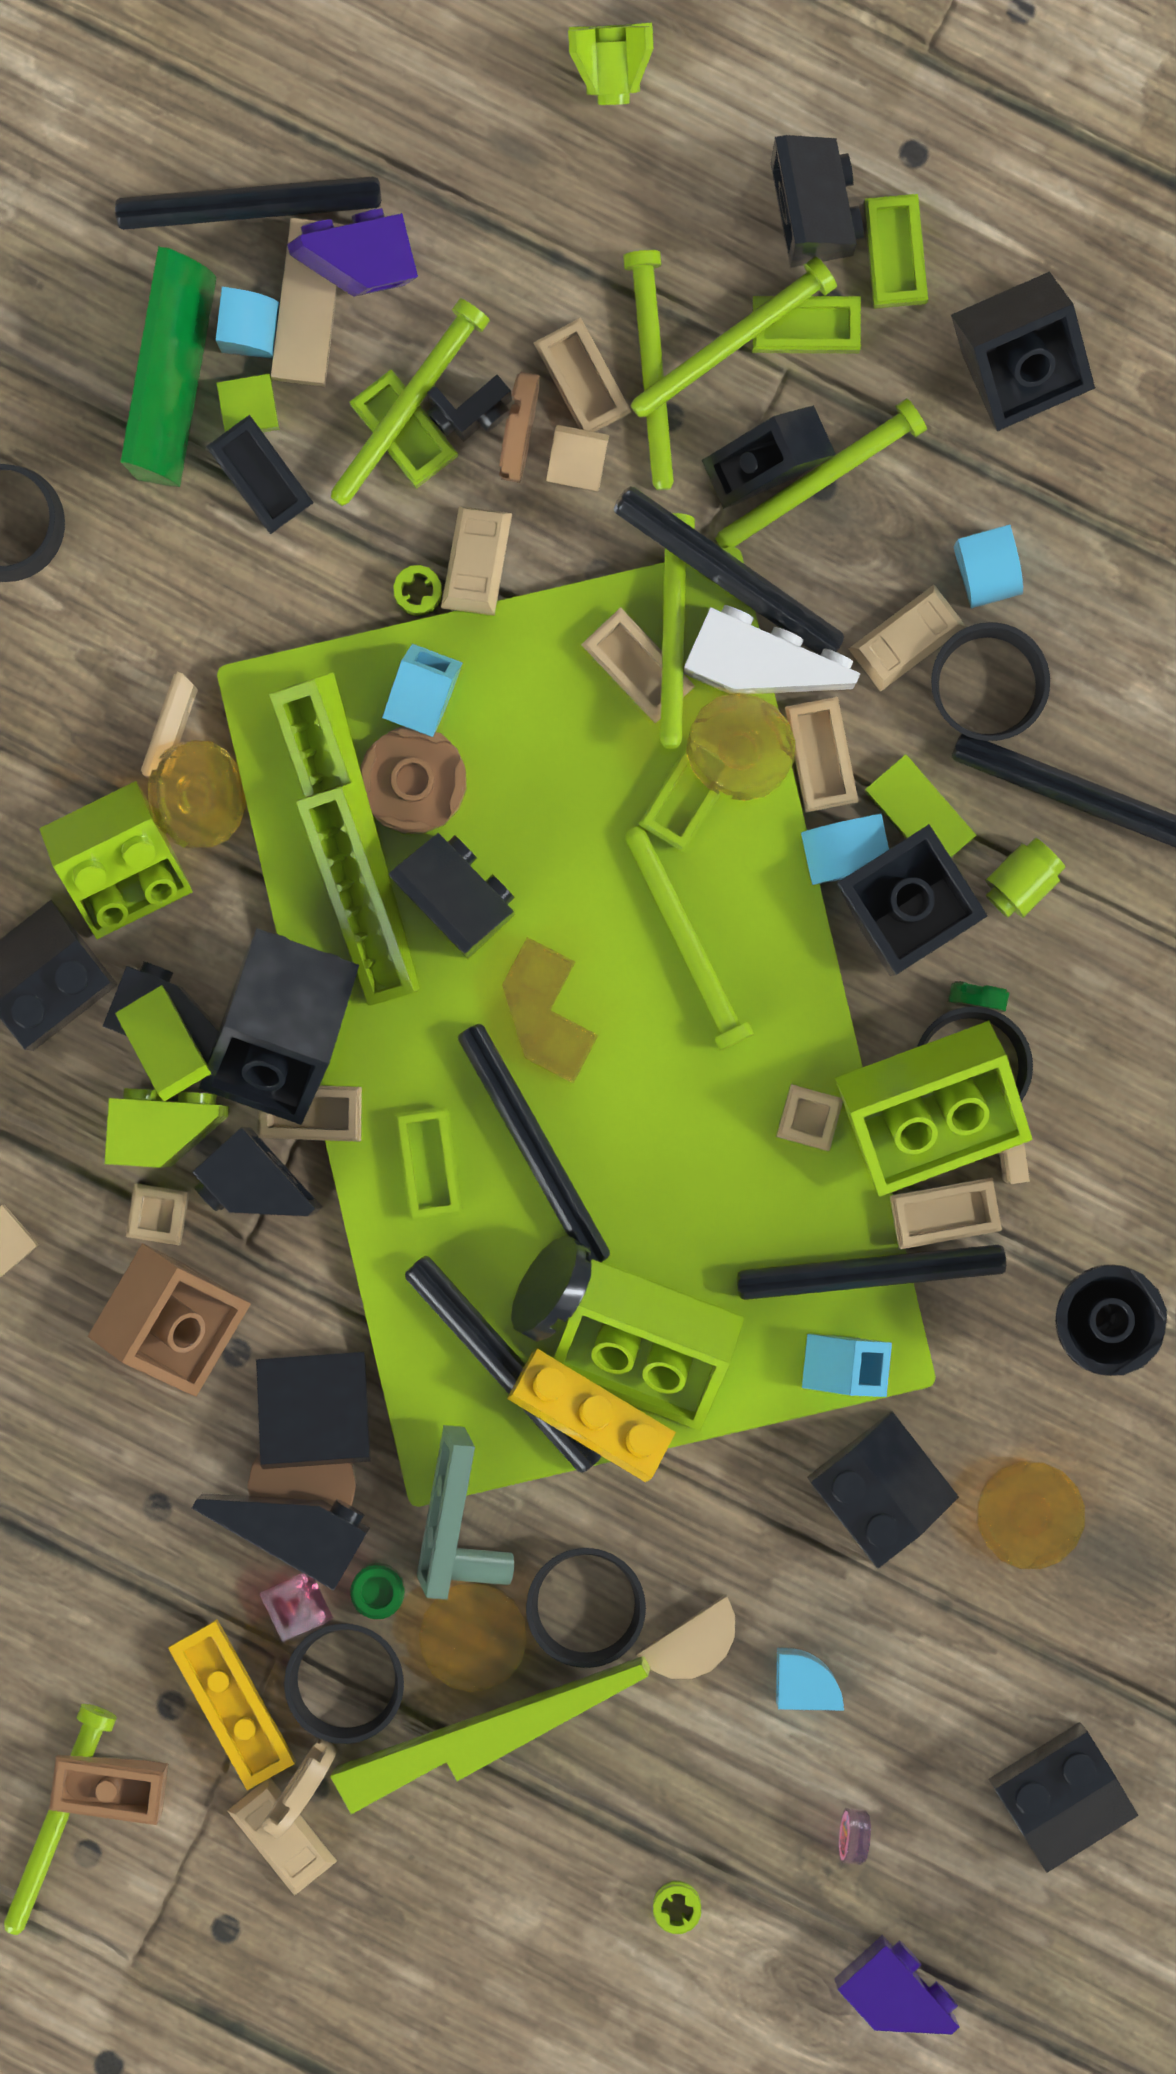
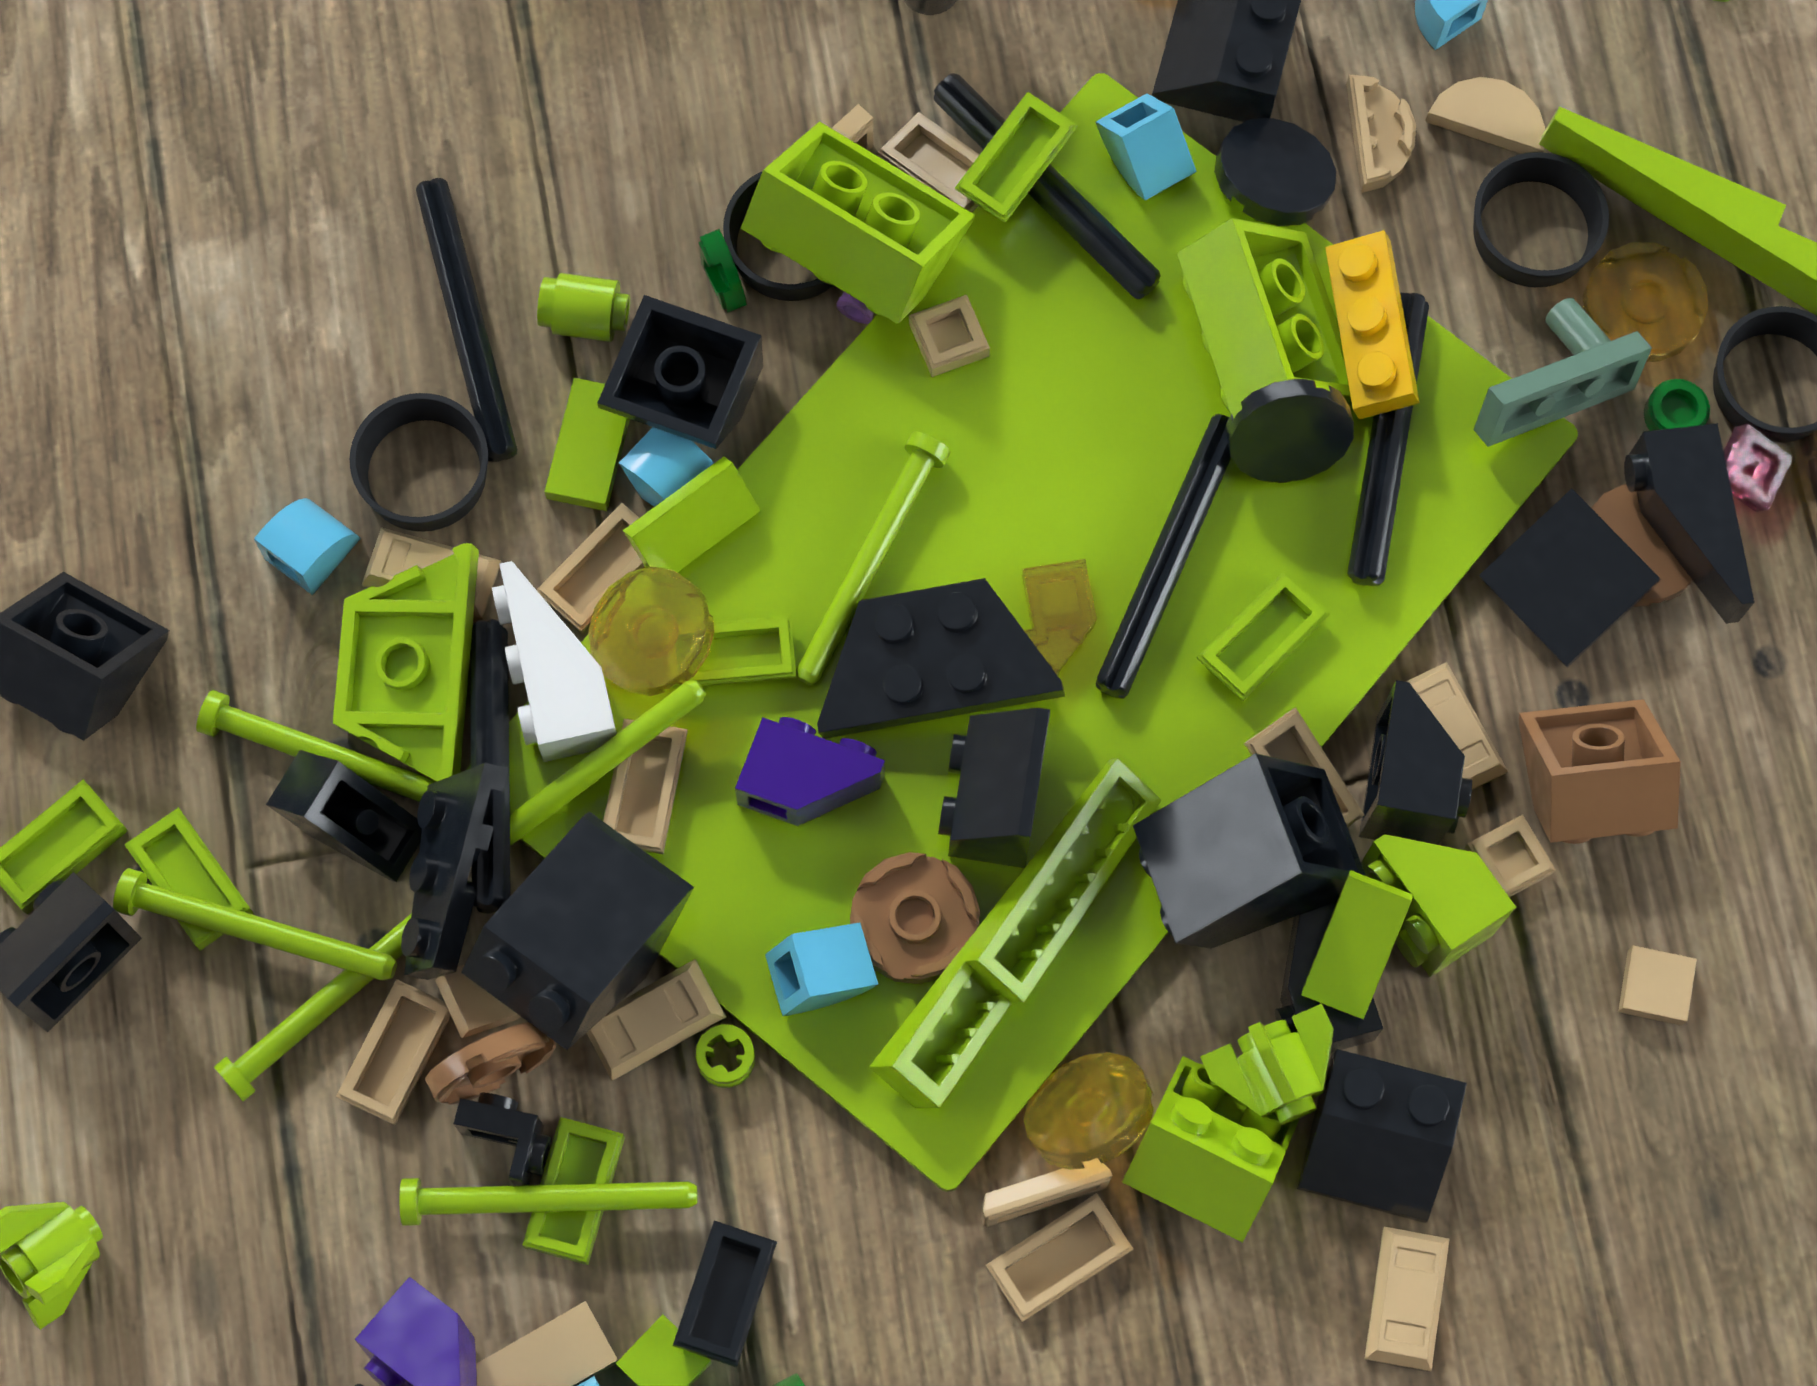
camera: 135 degrees left, 15 degrees down
(122, 708) = (1059, 1257): none -> tan tile
(128, 935) = (1277, 1068): none -> lime brick
(275, 1246) = (1454, 712): none -> tan tile
(560, 540) = (578, 931): none -> black slope
(562, 773) = (803, 775): none -> dark purple slope
(578, 923) = (933, 659): none -> black wing
(685, 503) = (449, 846): none -> black wing
(740, 1554) = (1381, 131): none -> tan tile
(762, 1447) = (1275, 171): none -> black tile
(801, 833) = (693, 518): none -> lime tile
(844, 571) = (409, 663): none -> lime wing
(900, 1258) = (1016, 157): none -> lime tile

